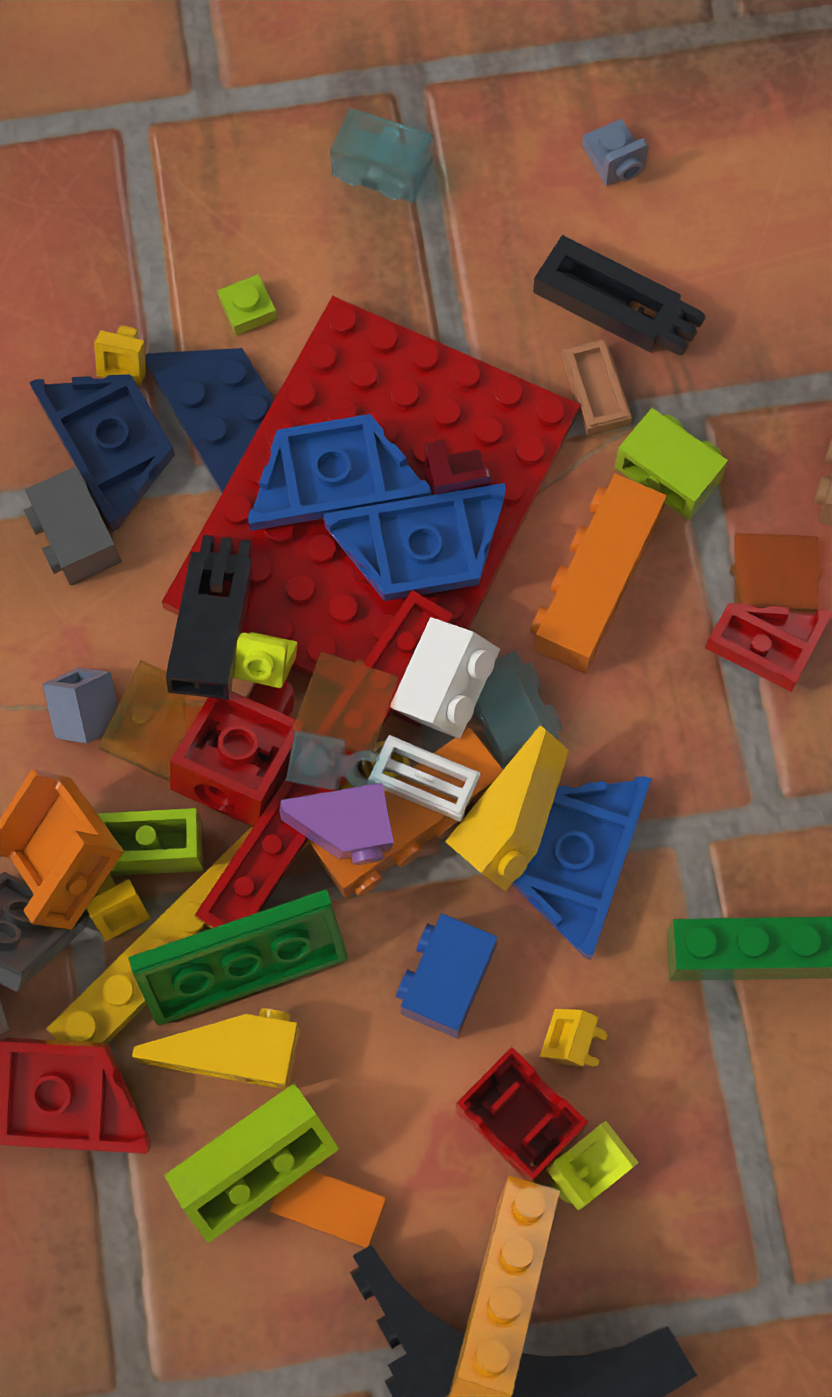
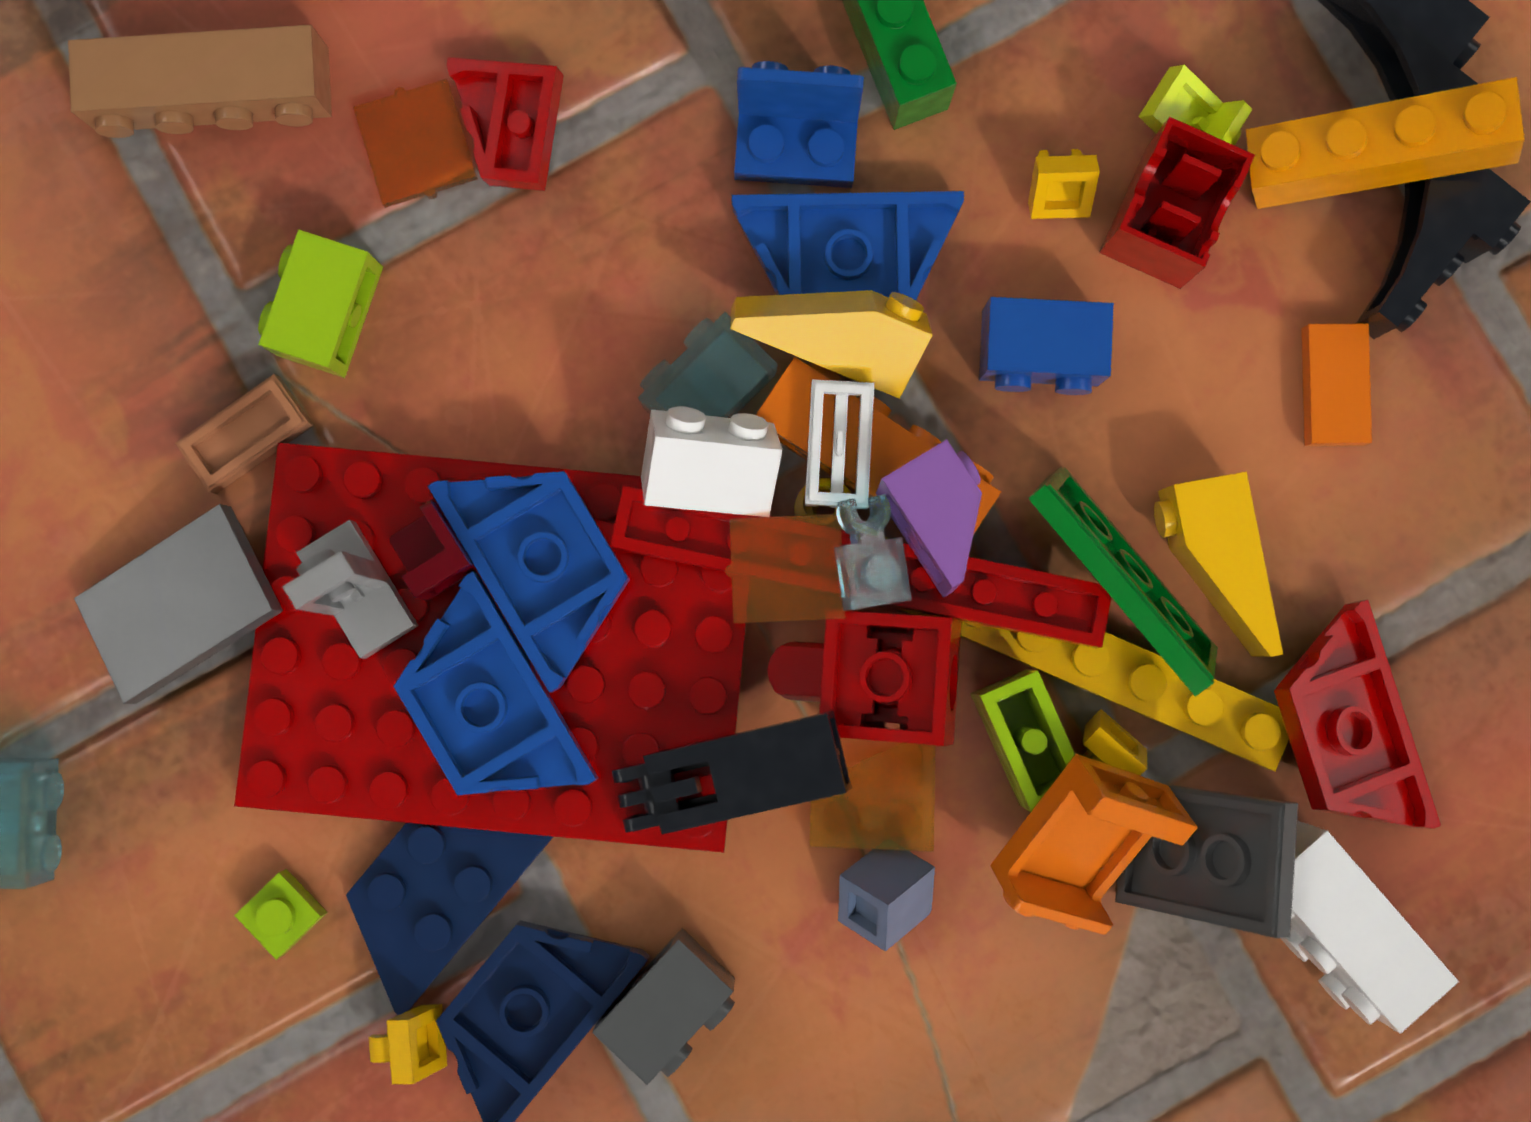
camera: 110 degrees left, 15 degrees up
(250, 1163) = (1339, 479): lime brick -> none
(264, 659) = (761, 691): neon yellow bracket -> none
(456, 412) = (349, 582): none -> light grey bracket
(487, 304) = (178, 604): none -> tile
(598, 572) = (493, 341): orange brick -> none
(604, 289) = (106, 475): black hinge -> none
(680, 846) = (797, 125): none -> blue bracket

